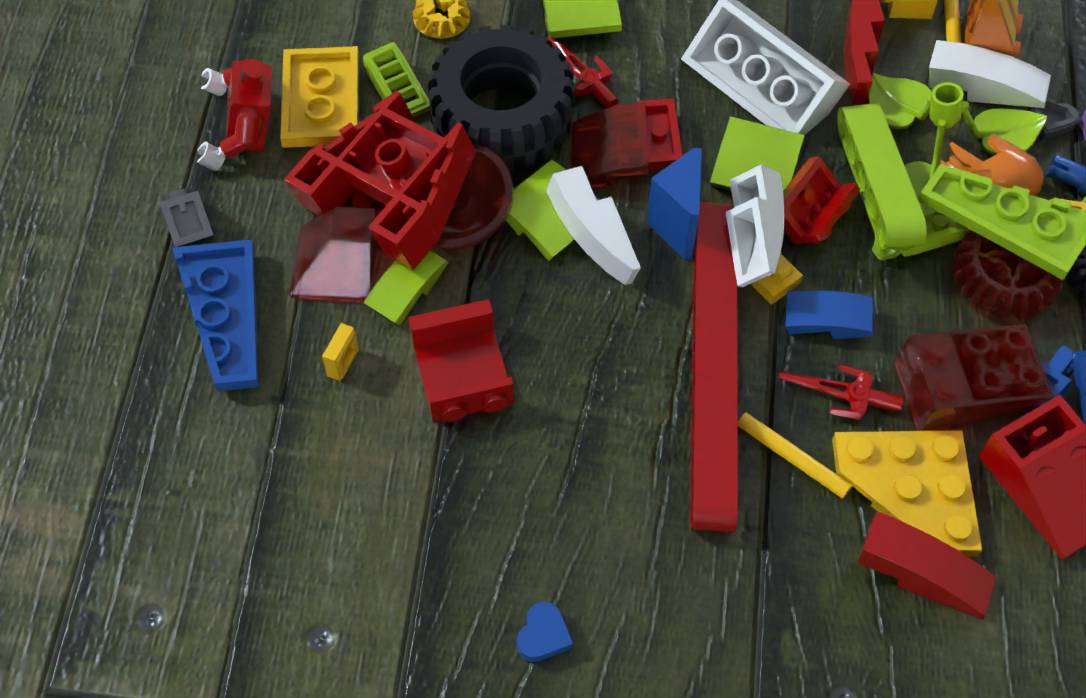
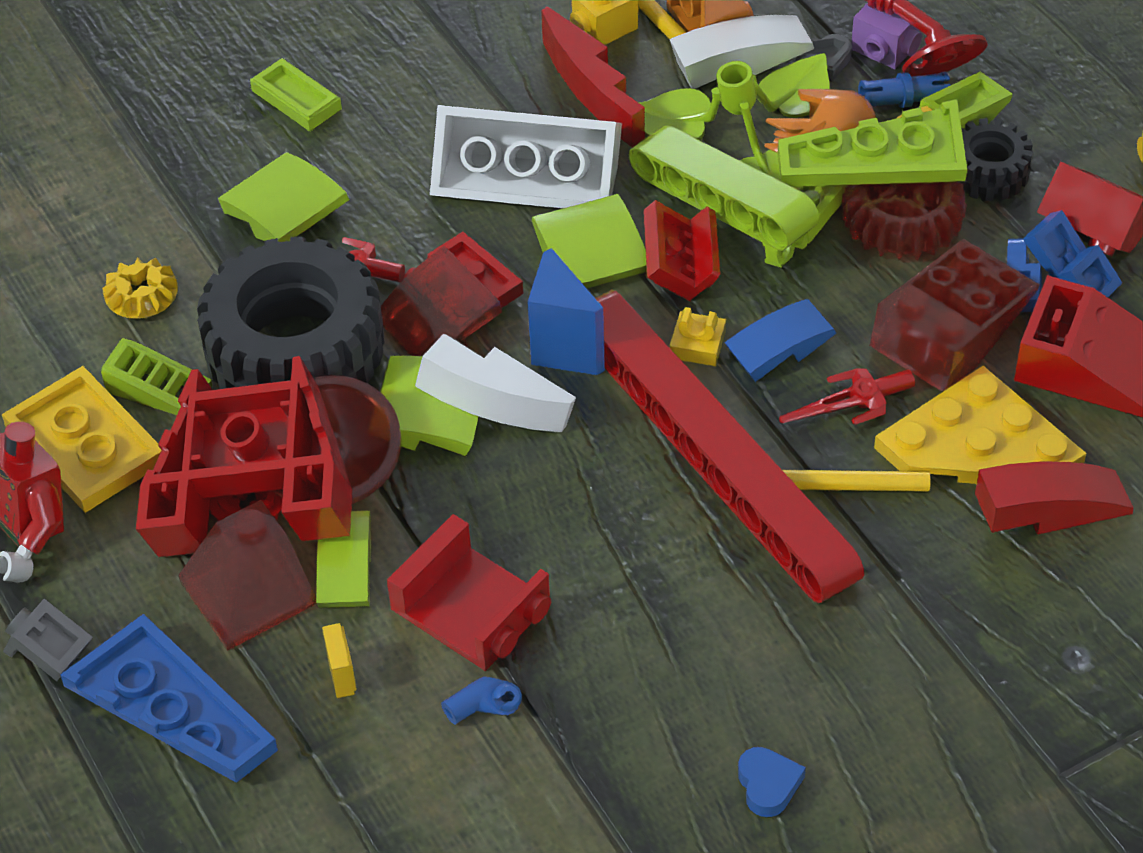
camera: 35 degrees left, 10 degrees down
(411, 439) = (485, 696): none -> blue arm
(756, 223) = (652, 293): white slope -> none

